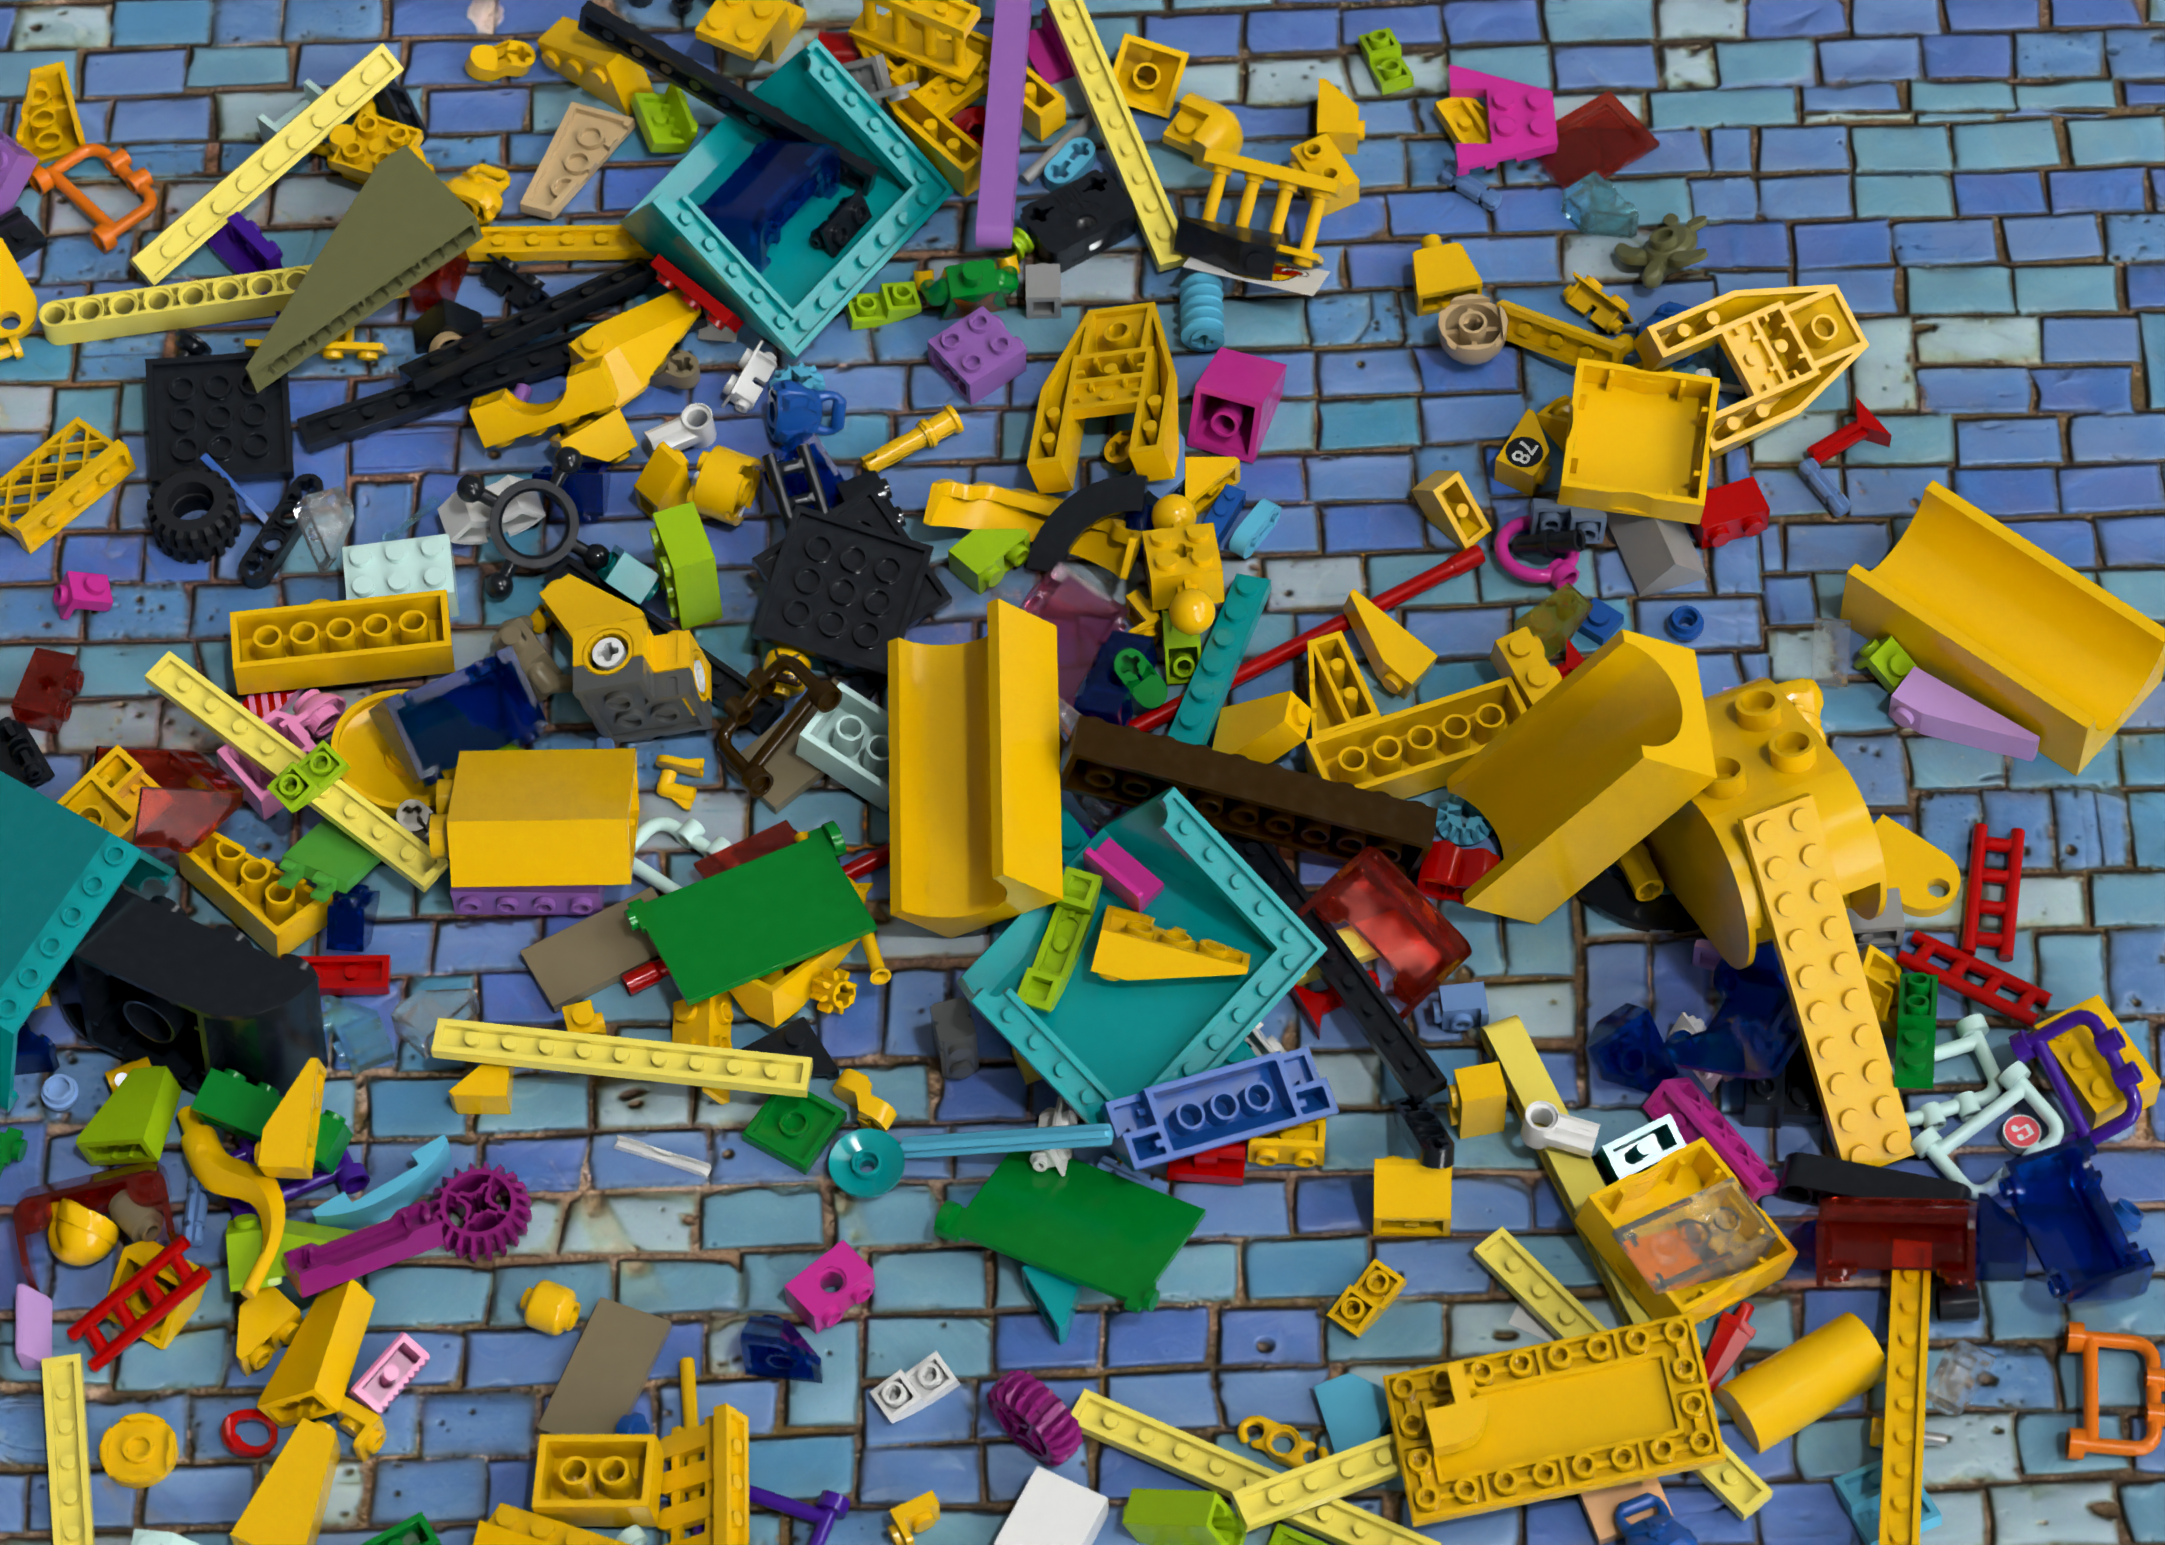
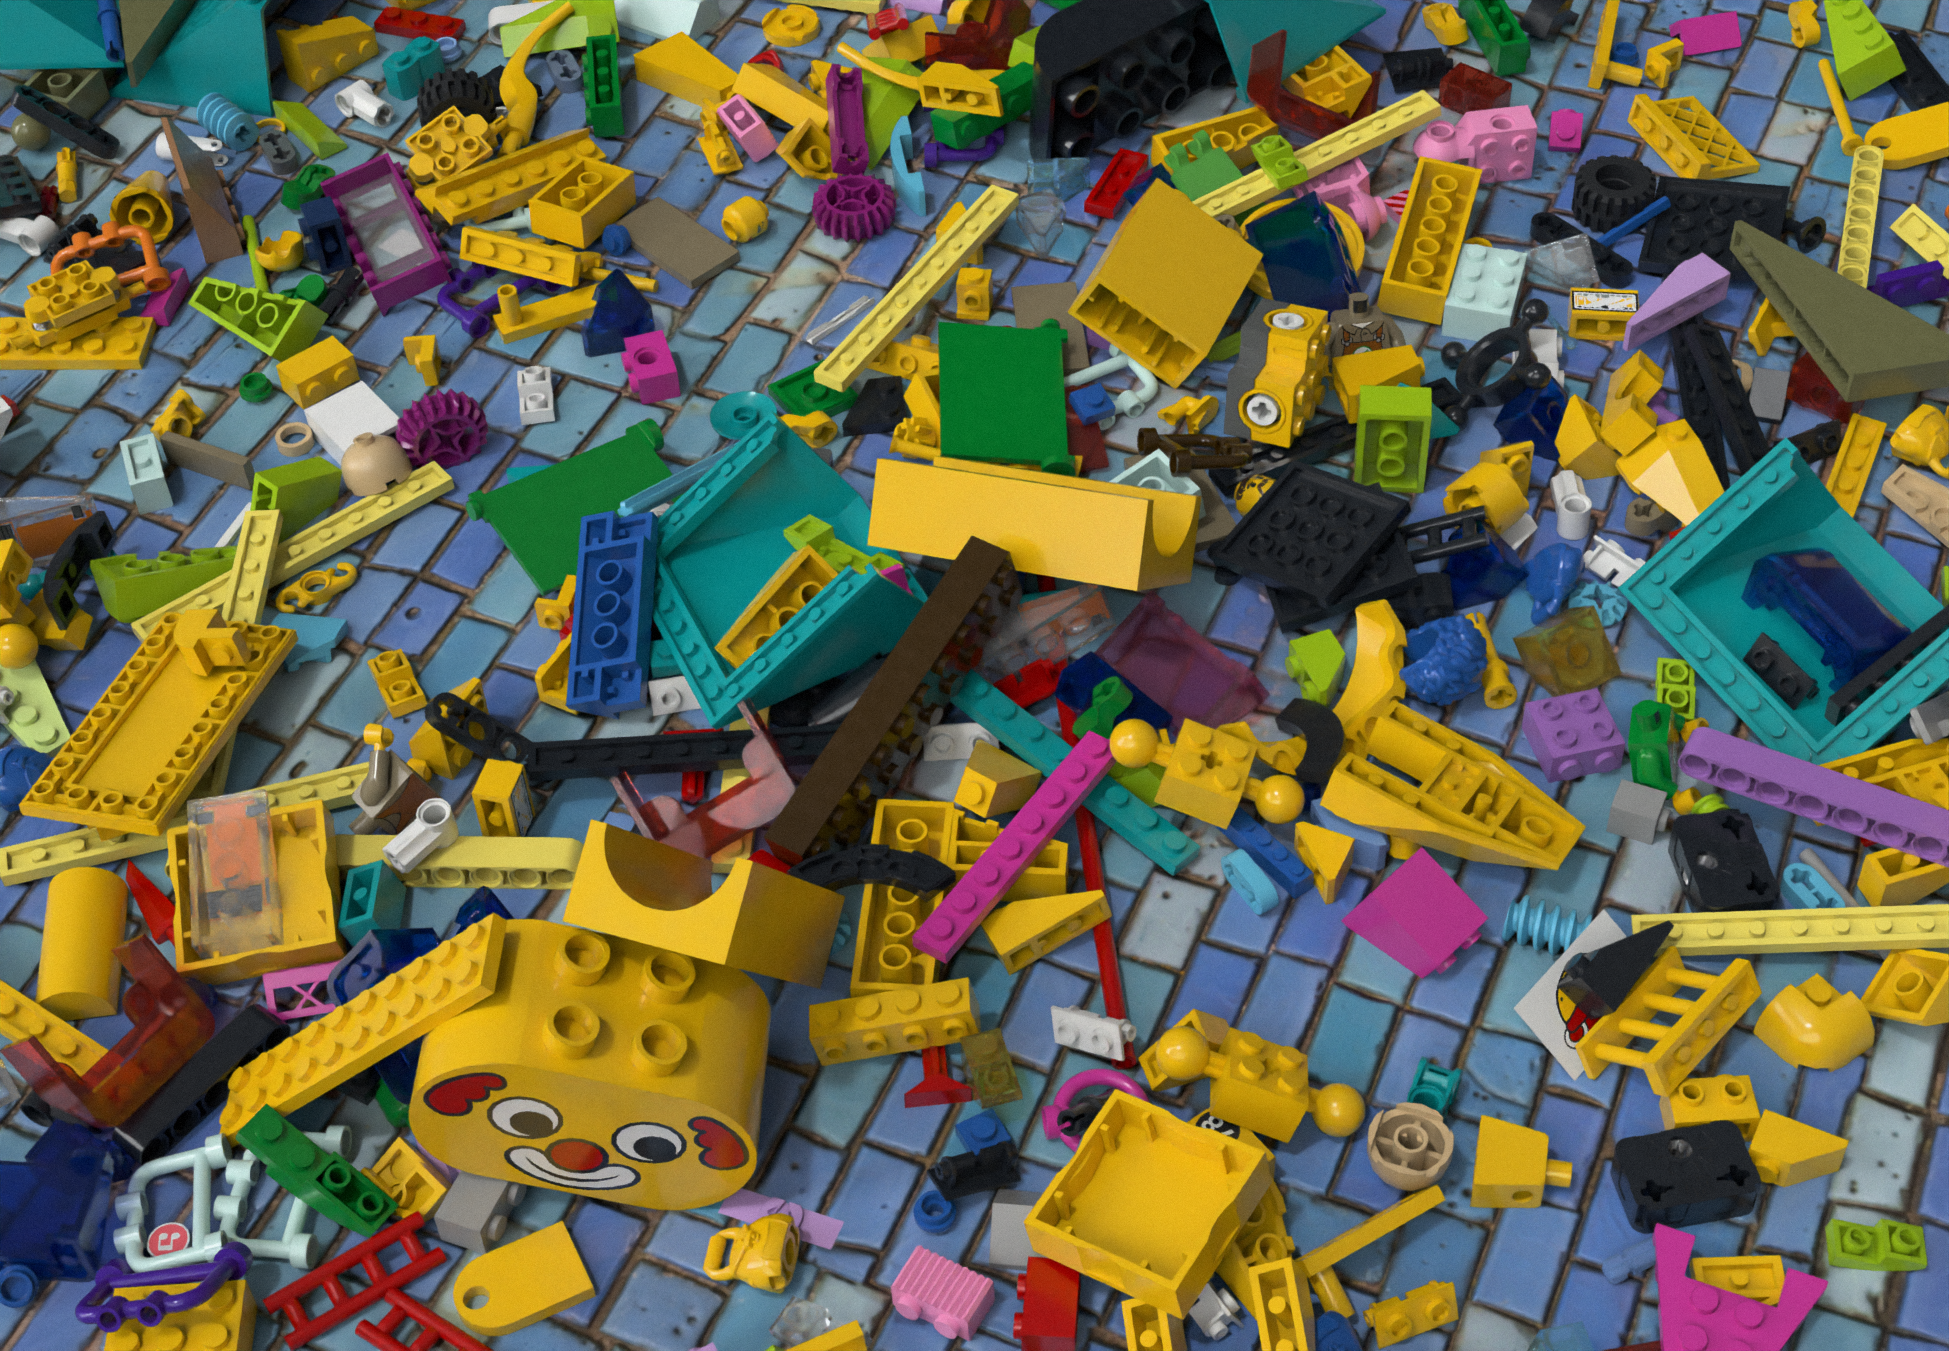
camera: 115 degrees right, 10 degrees down
(159, 627) = (1490, 140): none -> bright pink brick
(356, 409) = (1684, 293): none -> lavender slope
(389, 480) = (1600, 313): none -> yellow brick
(409, 1296) = (808, 151): none -> yellow slope
(426, 1405) = (719, 149): none -> yellow hinge
(724, 847) = (1092, 404): none -> blue plate
(774, 1442) = (542, 316): none -> yellow piece
(878, 386) = (1568, 652): none -> clear yellow slope
(949, 449) = (1446, 660): none -> blue hair
(1108, 1464) = (373, 463): none -> tan cylinder
(1205, 1191) = (554, 613): none -> yellow bracket
(1331, 668) = (1015, 848): none -> dark pink plate
(1395, 175) = (1685, 1176): none -> black axle
(1405, 344) = (1435, 1086): none -> teal piece
(1408, 764) = (876, 865): none -> black tile
(1472, 432) = (1259, 1083): none -> yellow brick
(1472, 560) = (1091, 1033): none -> white hinge
(1518, 1191) = (391, 787): none -> dark tan torso
(1641, 605) = (970, 1174): none -> black hinge
(1756, 584) = (942, 1294): none -> bright pink brick

